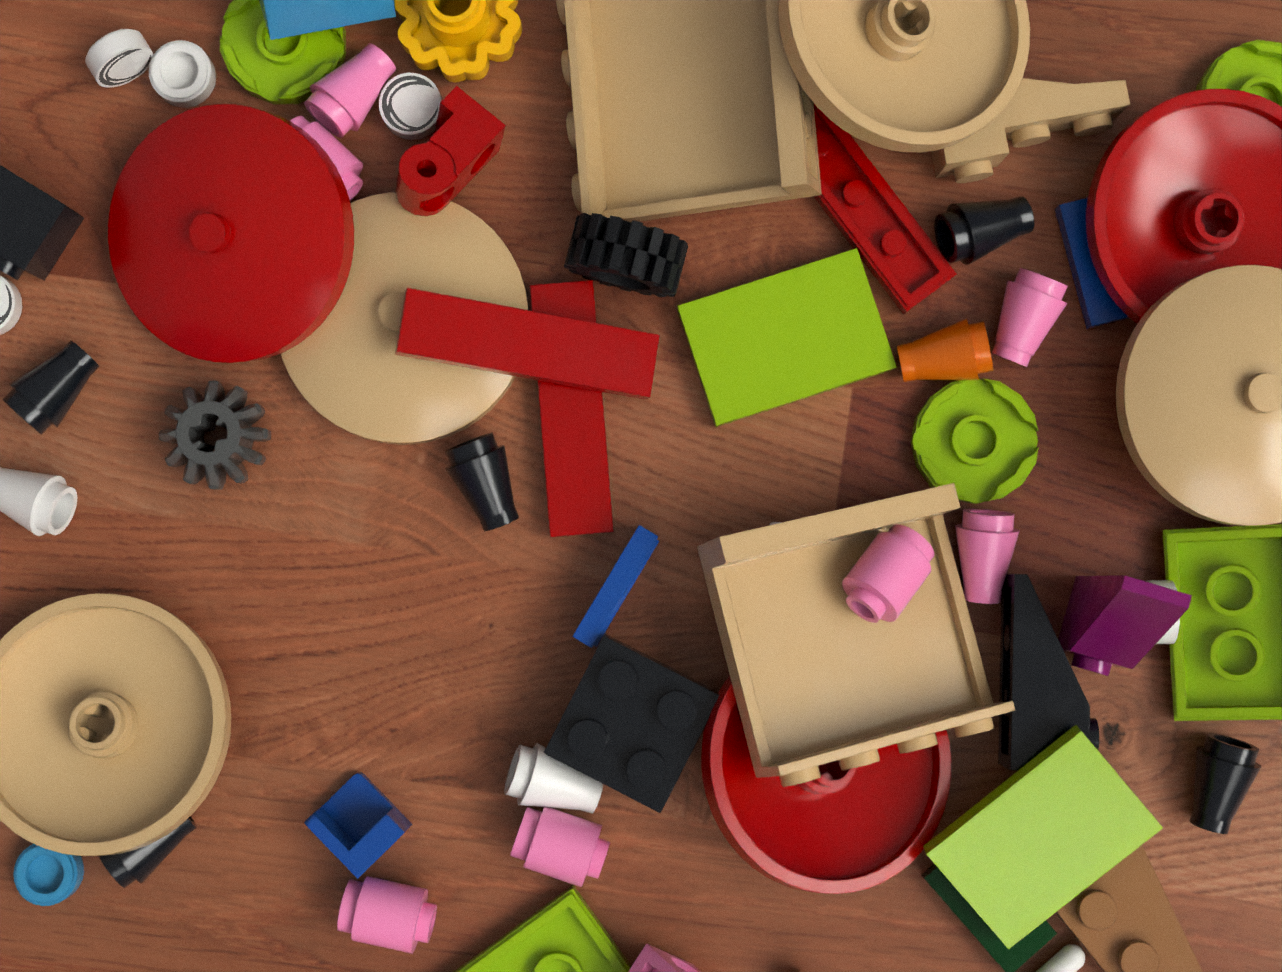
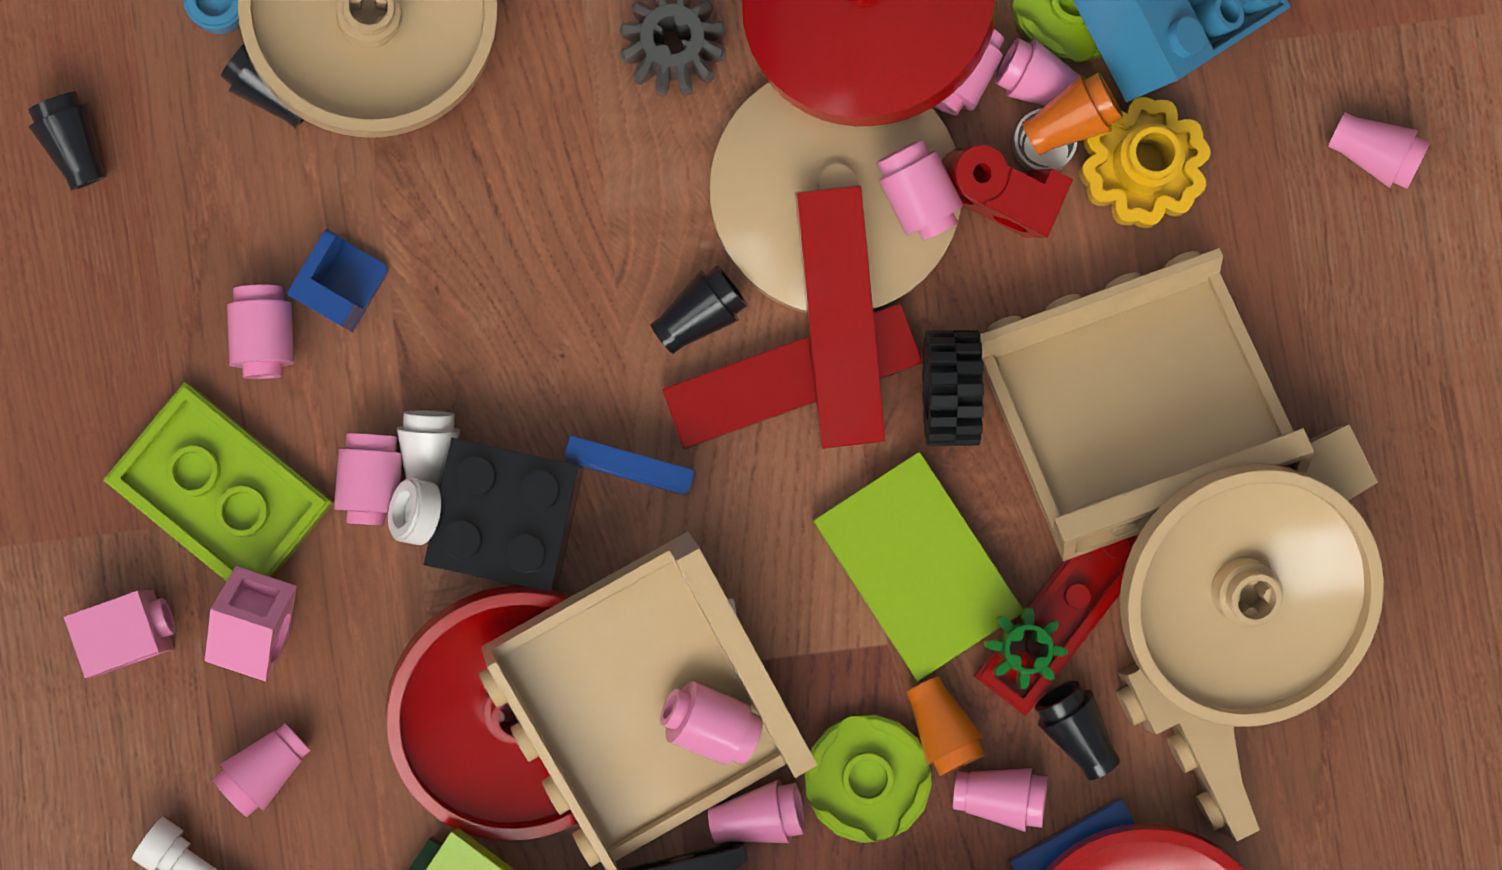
camera: 75 degrees right, 0 degrees up
(394, 66) = (1075, 114): none -> orange cone
(426, 233) = (919, 190): none -> bright pink brick
(605, 808) = (414, 511): none -> white tile
(910, 250) = (1035, 662): none -> green gear

